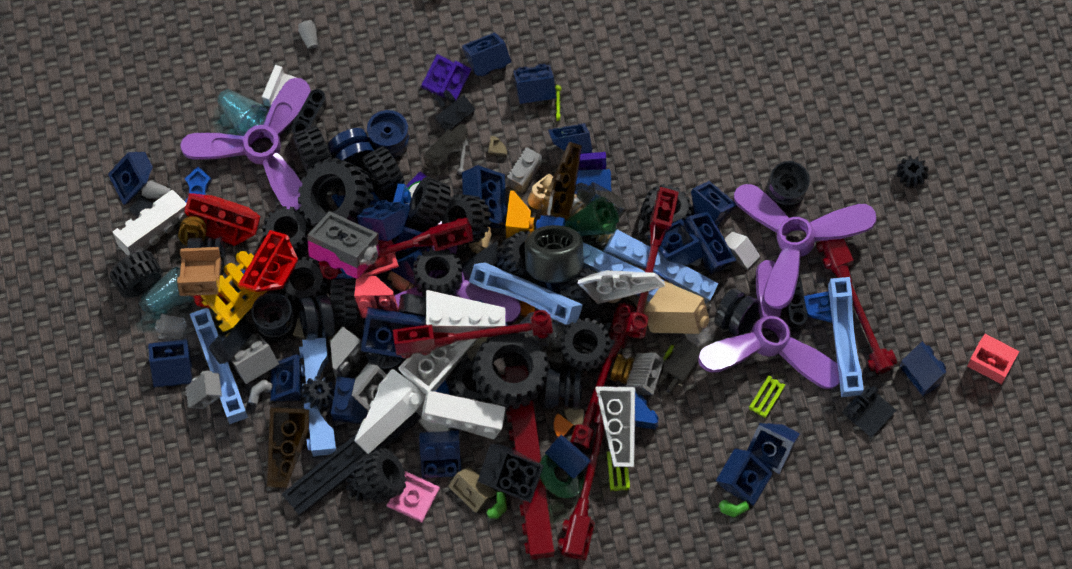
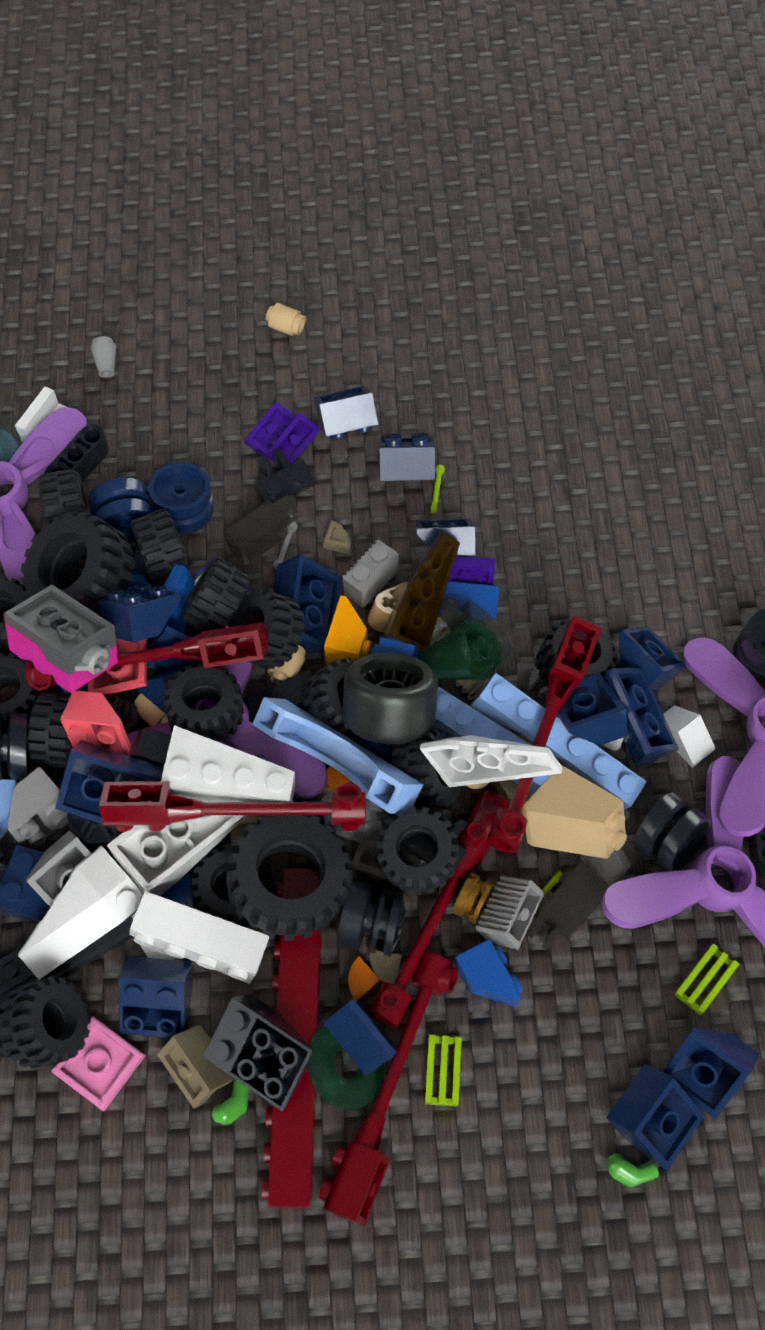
camera: 10 degrees right, 5 degrees down
(618, 414) = (455, 987): white wedge -> none

